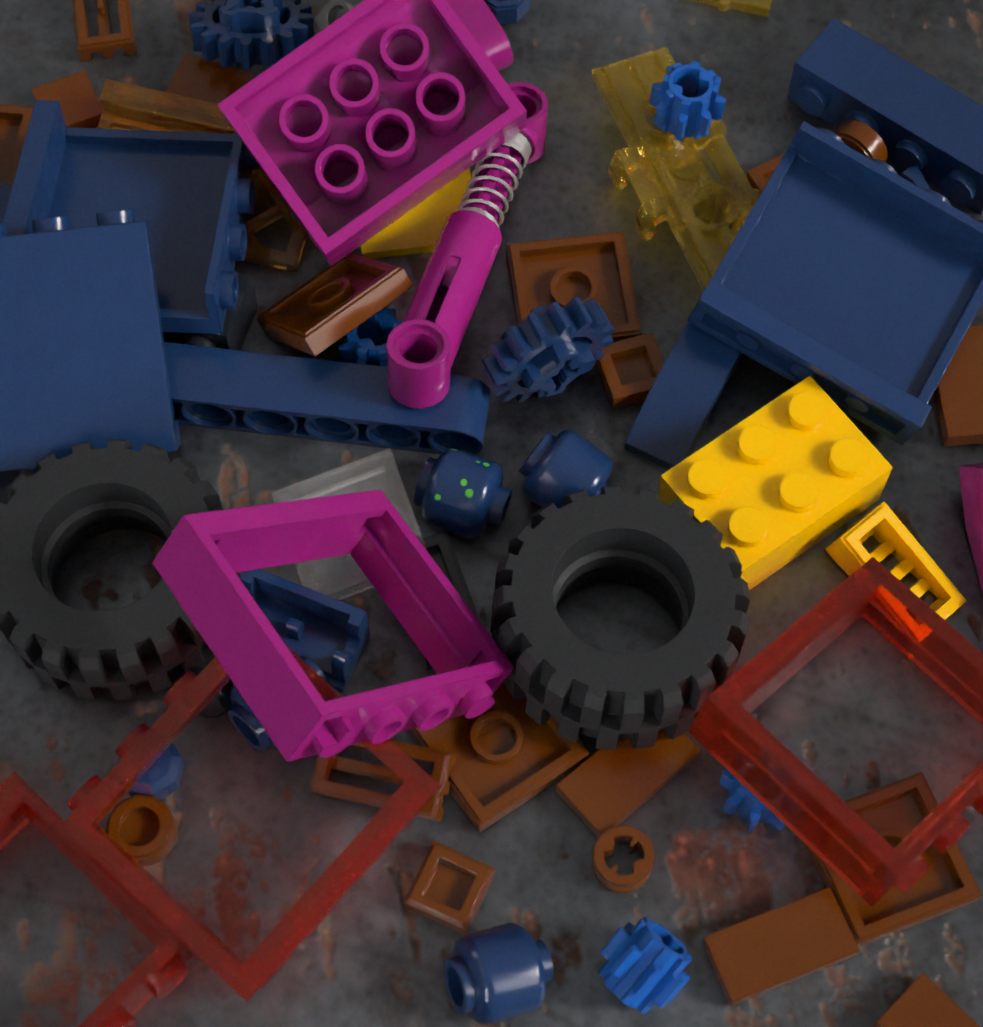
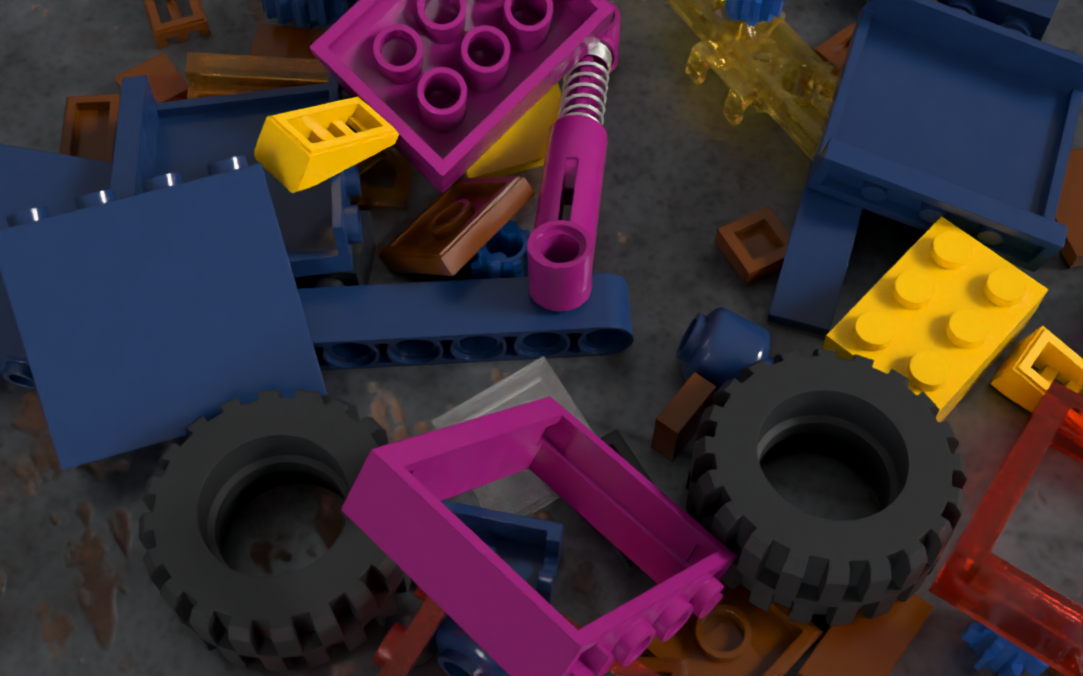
camera: 10 degrees left, 5 degrees down
(186, 226) = (317, 144): none -> yellow slope
(462, 493) = (624, 389): dark blue head -> none
(498, 530) = (682, 416): none -> reddish brown tile
(547, 350) = (680, 234): dark blue gear -> none
(576, 267) = (680, 184): reddish brown tile -> none

